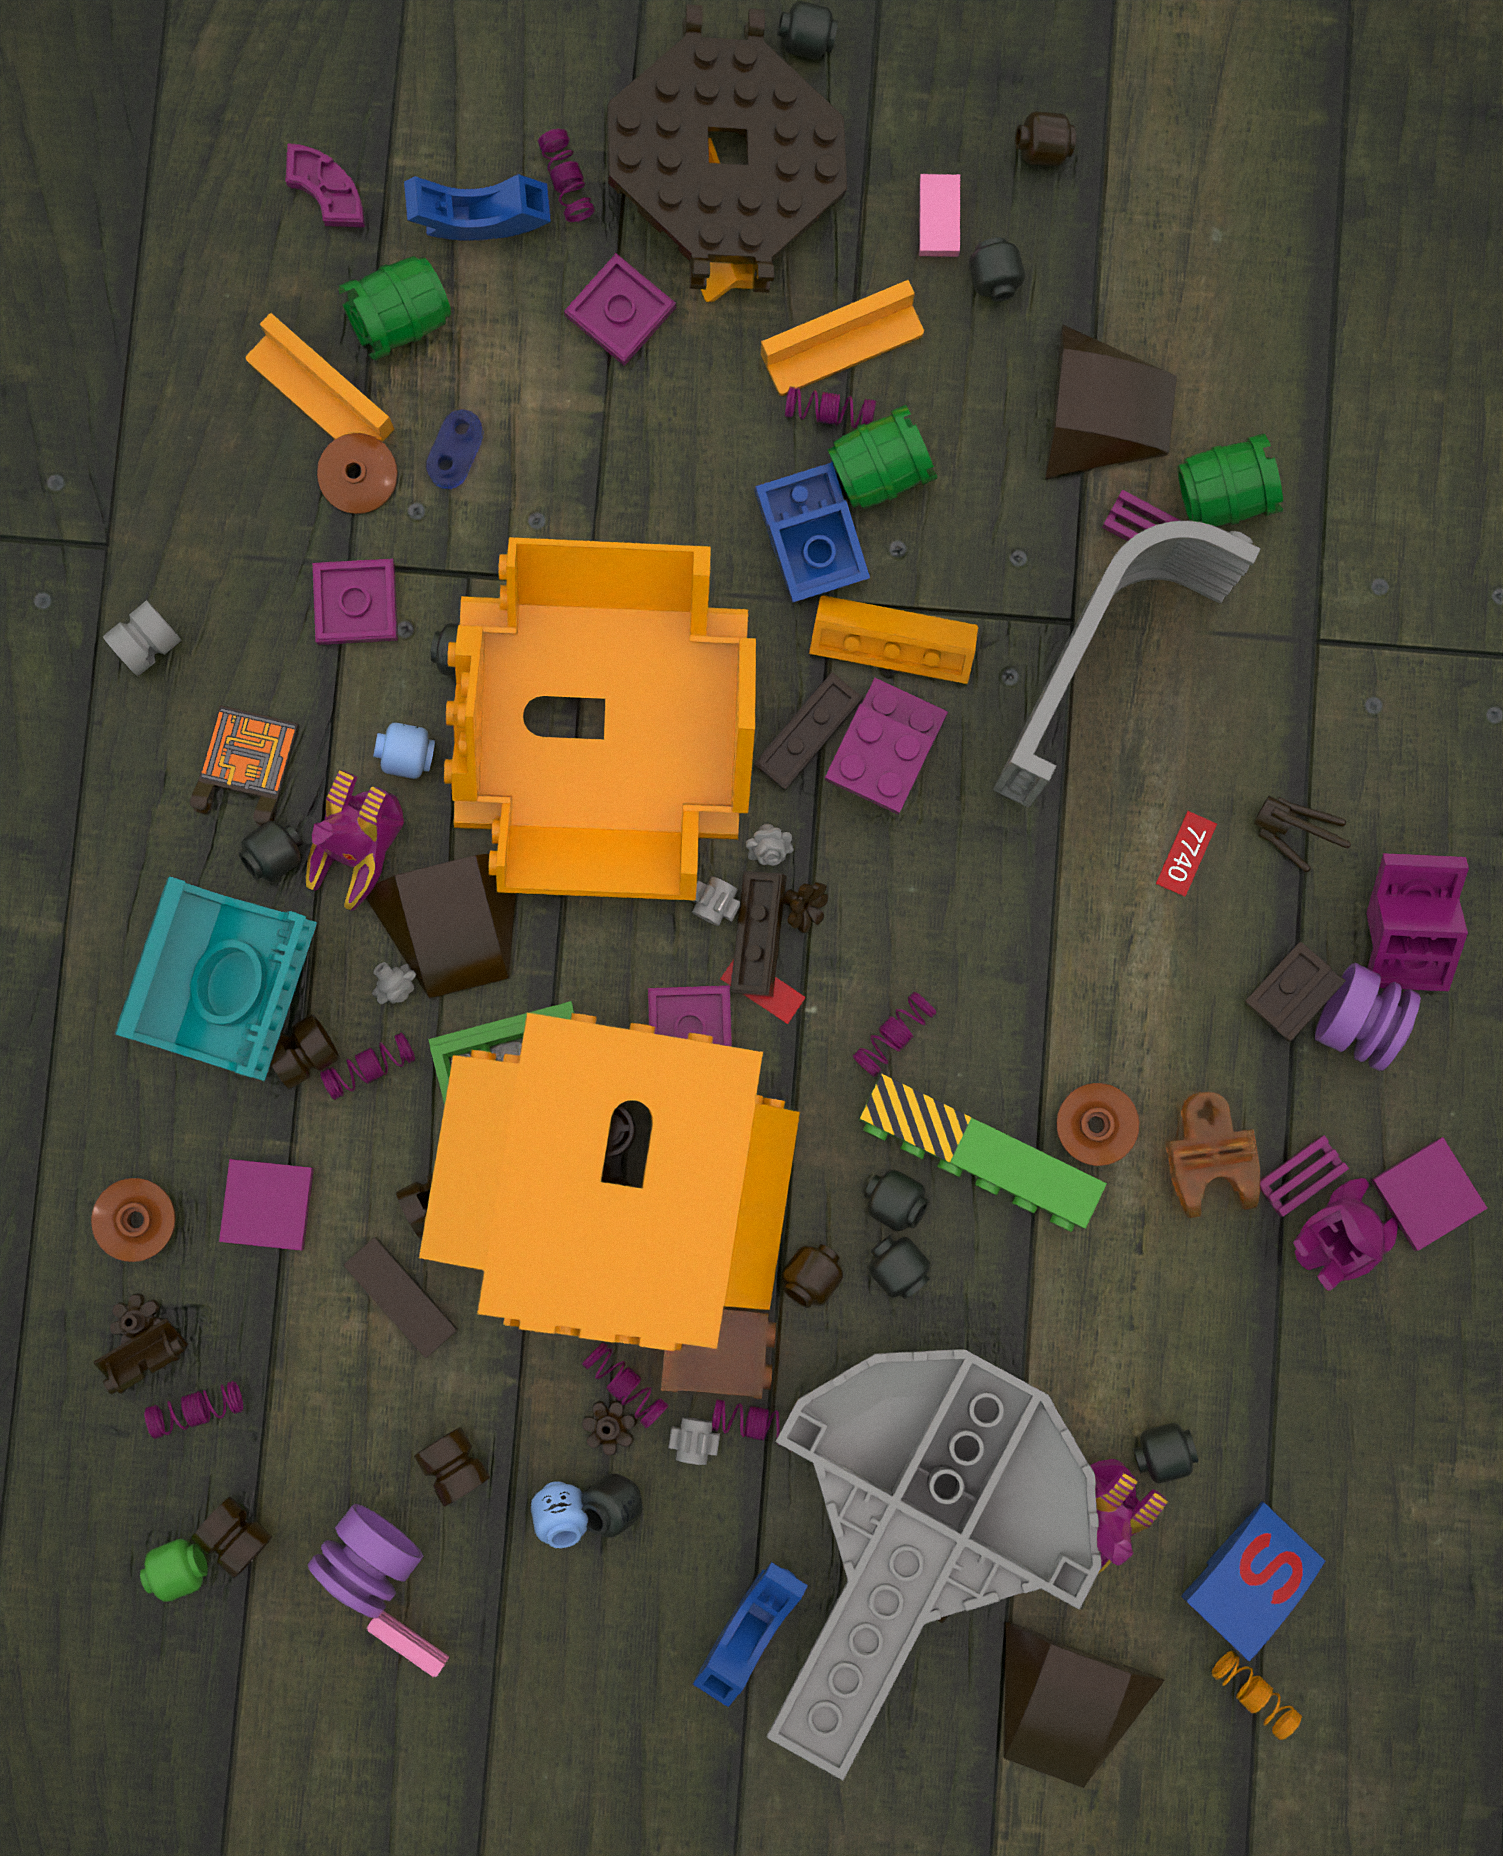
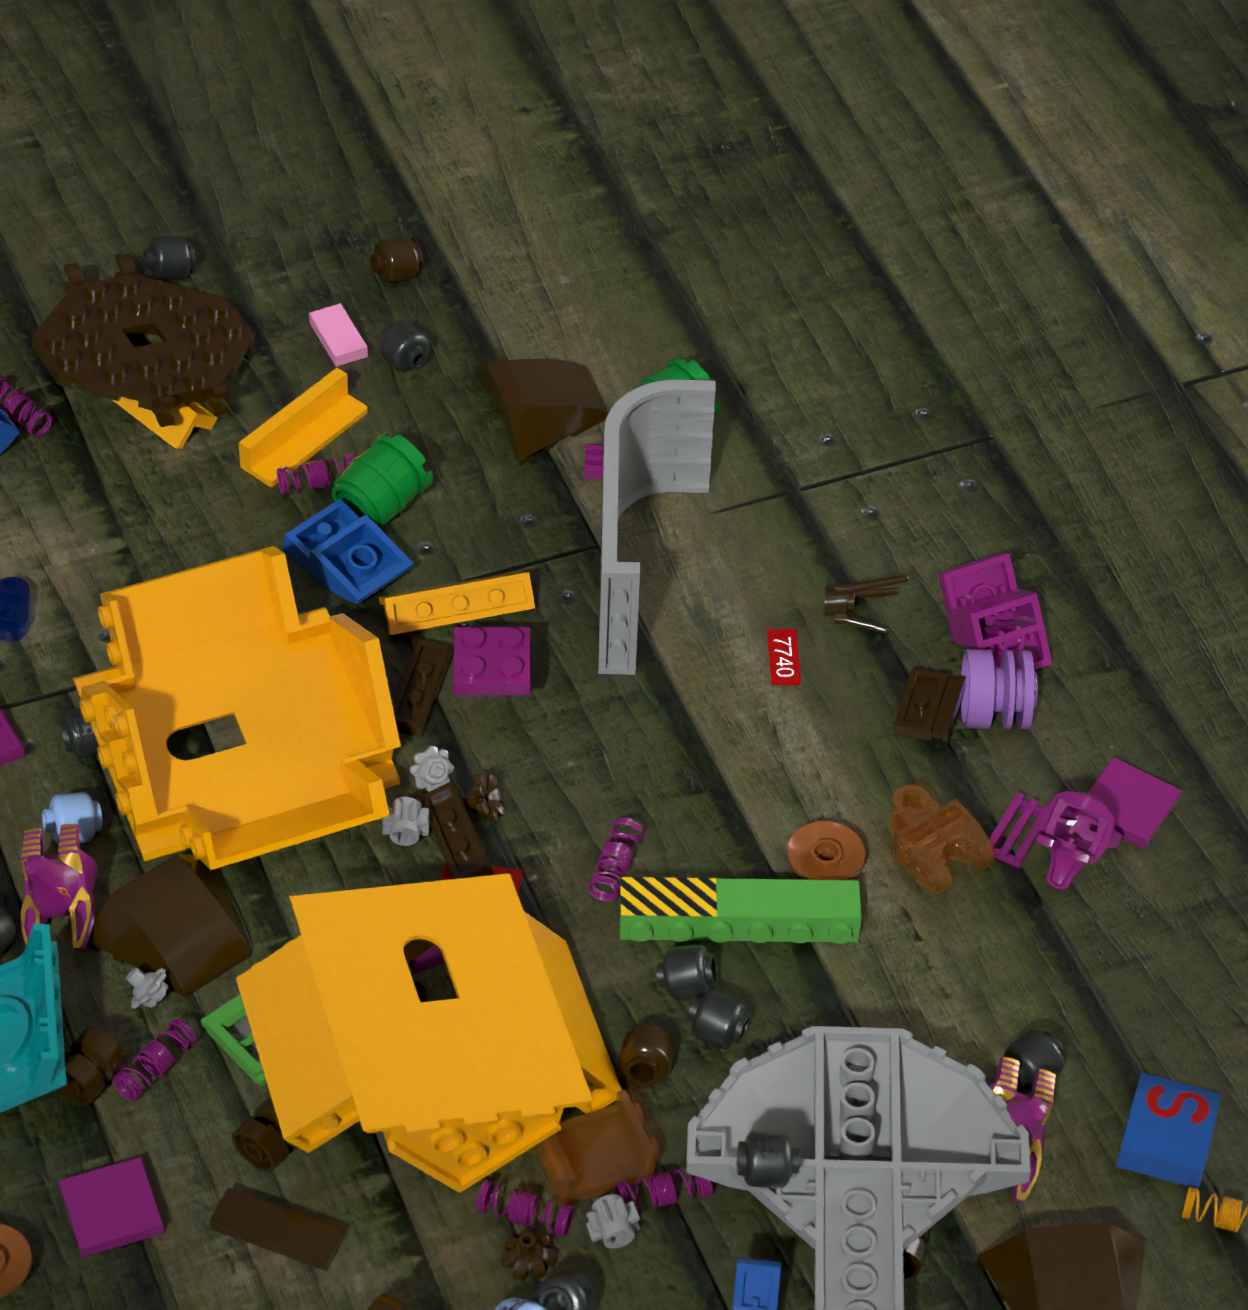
camera: 25 degrees left, 35 degrees down
(620, 309) = (106, 475): magenta tile -> none
(841, 1493) = (767, 1159): none -> pearl dark grey head

